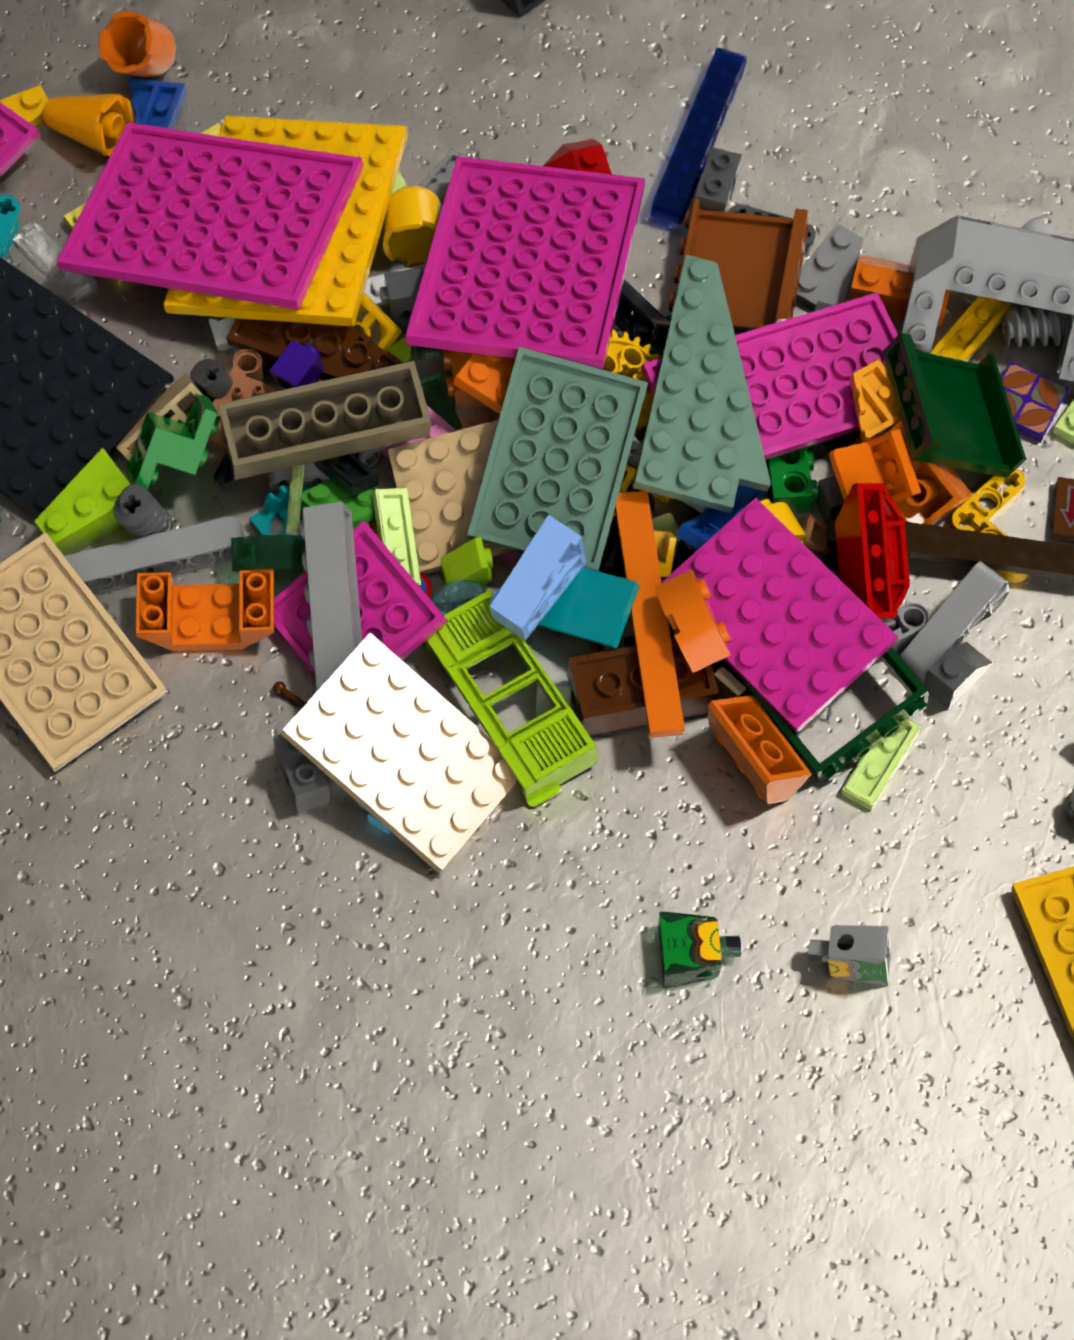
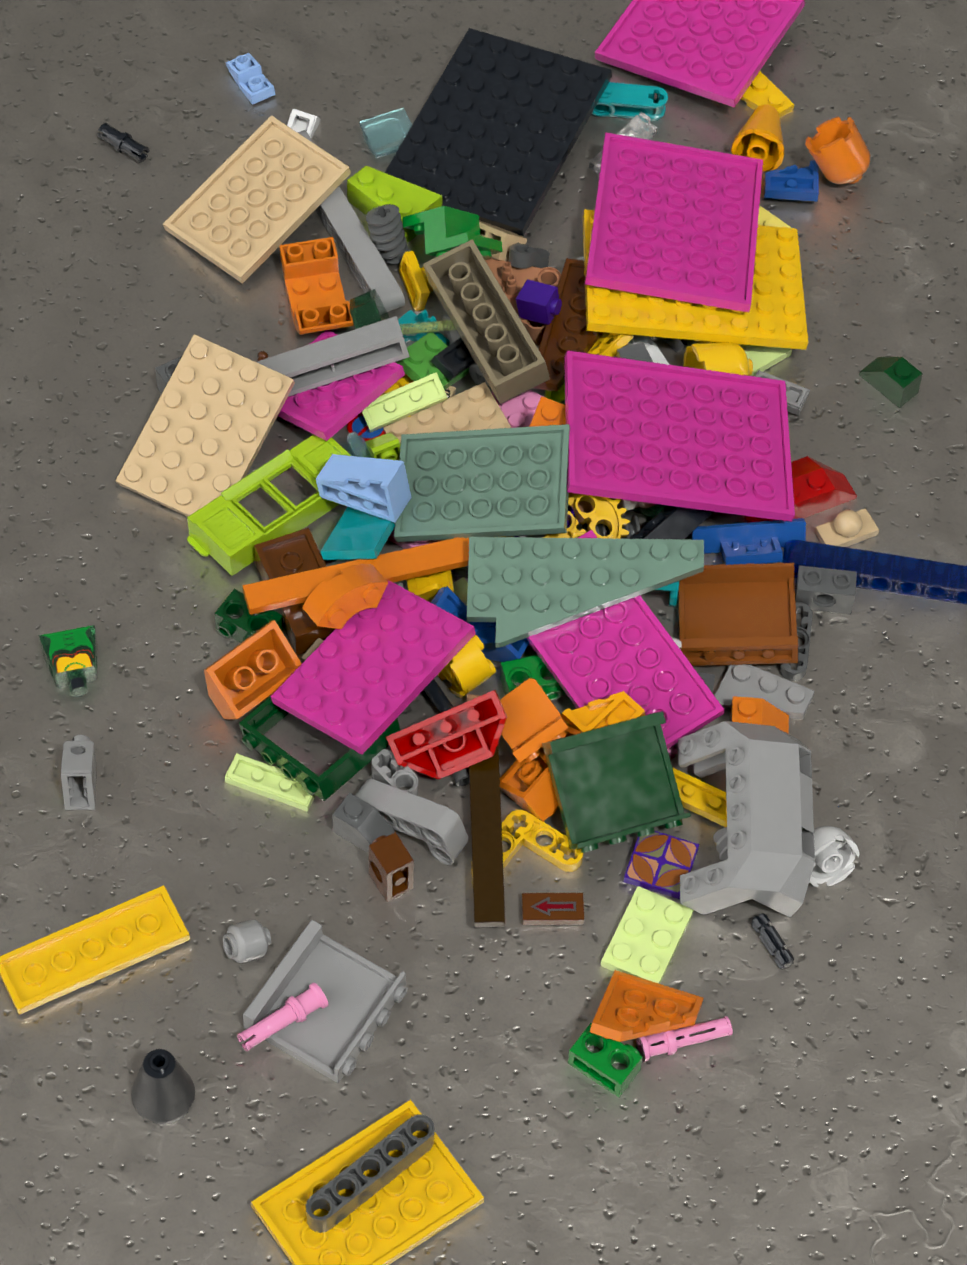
camera: 80 degrees right, 5 degrees down
(209, 502) = (414, 280): none -> yellow tile
(449, 71) = (893, 378): none -> dark green slope
(637, 154) = (847, 528): none -> tan tile
(650, 246) = (750, 541): none -> blue bracket
(676, 755) = (246, 624): none -> dark green brick
(1022, 645) = (391, 866): none -> reddish brown brick

